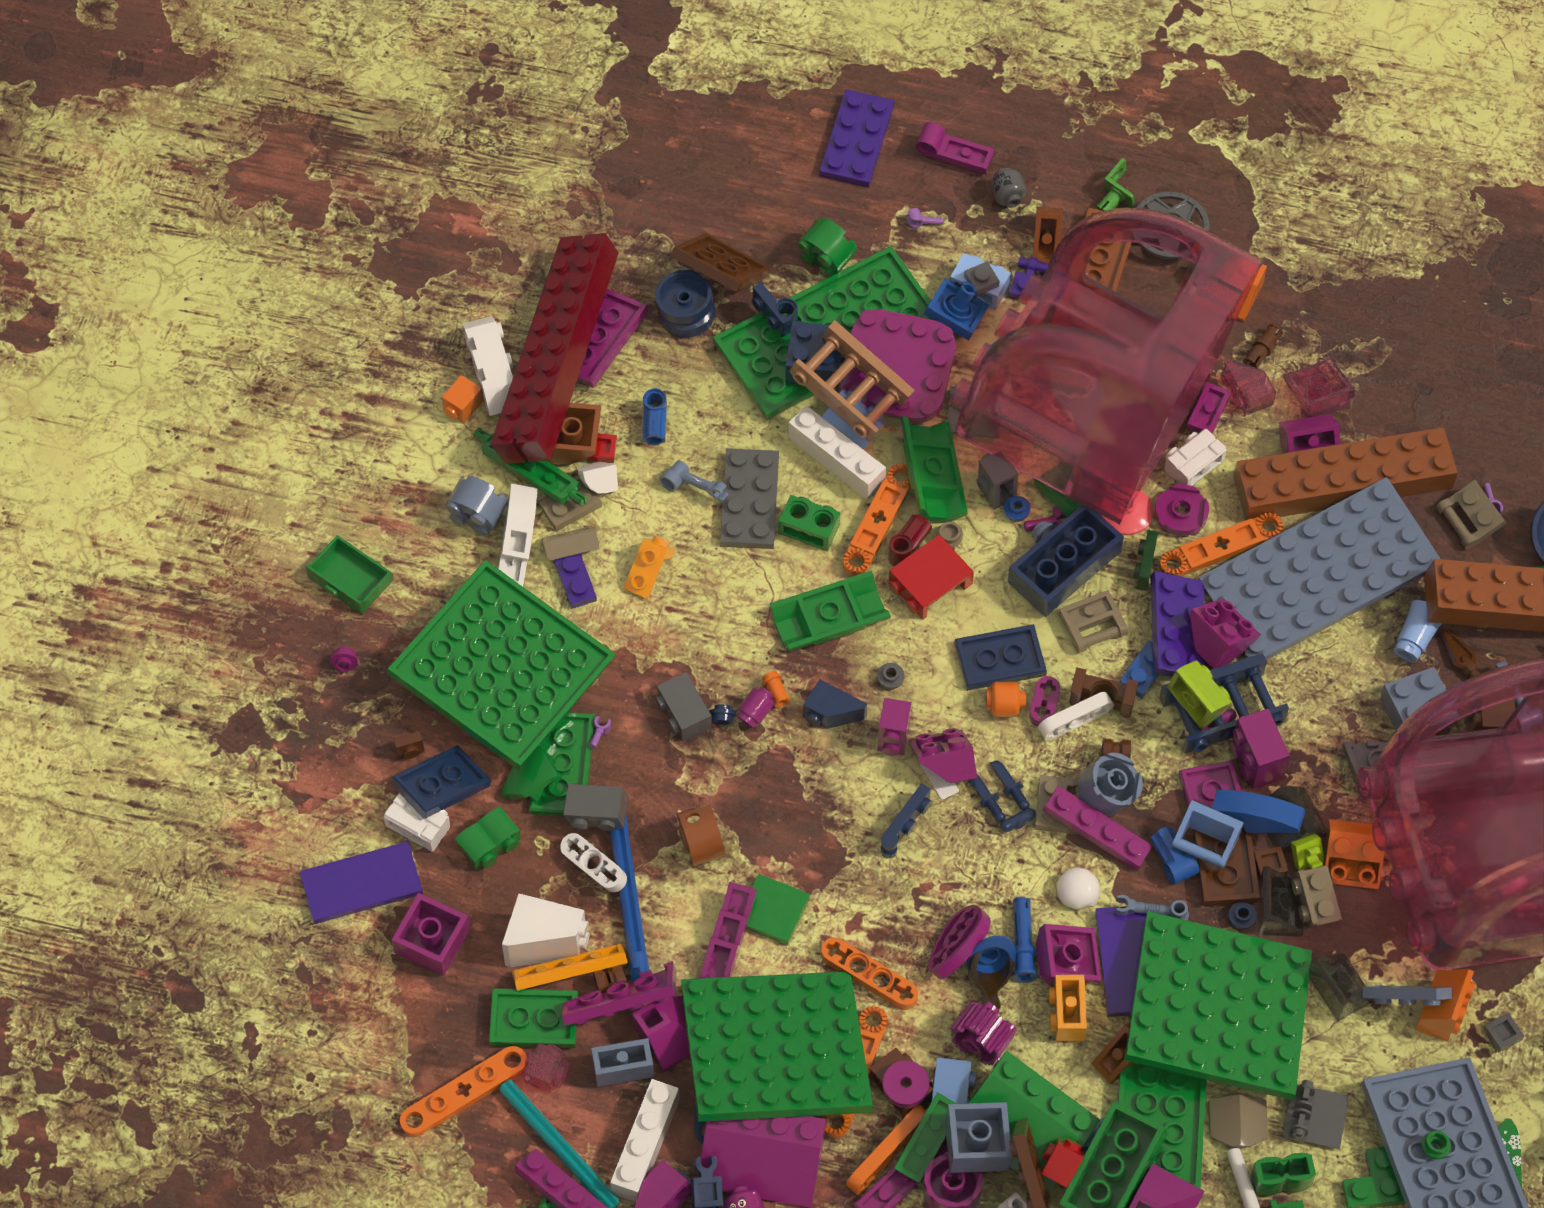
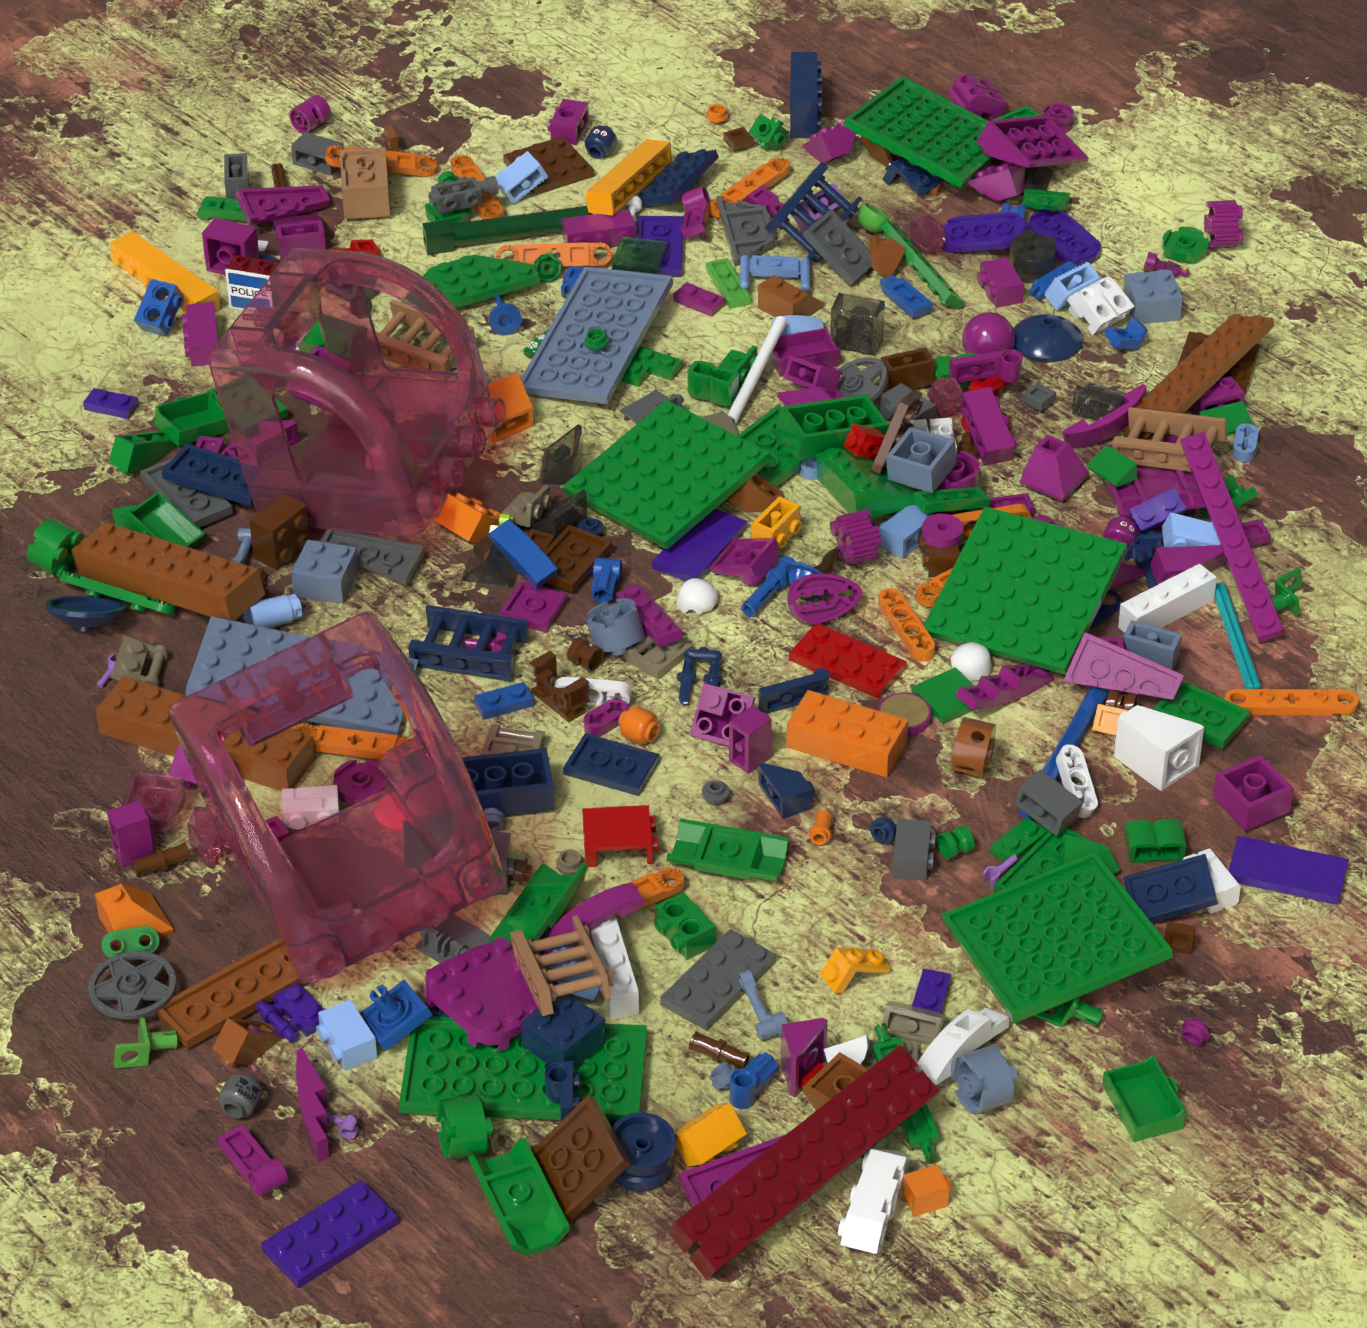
camera: 145 degrees left, 20 degrees down
(546, 1067) = (1215, 676): clear pink brick -> none
(607, 768) = (1017, 840): none -> green plate
(631, 445) = (802, 1050): none -> magenta slope
(648, 345) = (709, 1134): none -> light orange brick
(653, 736) = (955, 842): none -> green wheel
(678, 409) = (721, 1075): none -> sand blue plate
(698, 430) = (719, 1050): none -> reddish brown pin
(749, 228) = (521, 1199): none -> green piece
(755, 706) = (851, 817): magenta brick -> none
(779, 958) = (972, 660): none -> white hair
(796, 862) = (908, 707): none -> pearl gold tile
(824, 797) = (847, 733): none -> orange brick
(872, 466) = (599, 908): none -> magenta slope
(890, 897) = (848, 660): none -> red plate
(908, 538) = (620, 869): dark red piece -> none
(961, 218) = (312, 1105): none -> magenta slope
(979, 502) = (522, 871): none -> reddish brown plate
(982, 278) = (351, 1014): dark grey plate -> none
(1141, 907) = (640, 551): sand blue brick -> none
(1171, 623) = (460, 697): dark purple plate -> none
(1199, 693) = (489, 626): lime slope -> none
(1212, 824) = (574, 575): medium blue tile -> none
(1220, 632) = (434, 663): magenta slope -> none
(1259, 749) = (478, 585): magenta brick -> none
(1298, 338) = (131, 832): none -> magenta brick
(1407, 994) = (528, 415): sand blue plate -> none

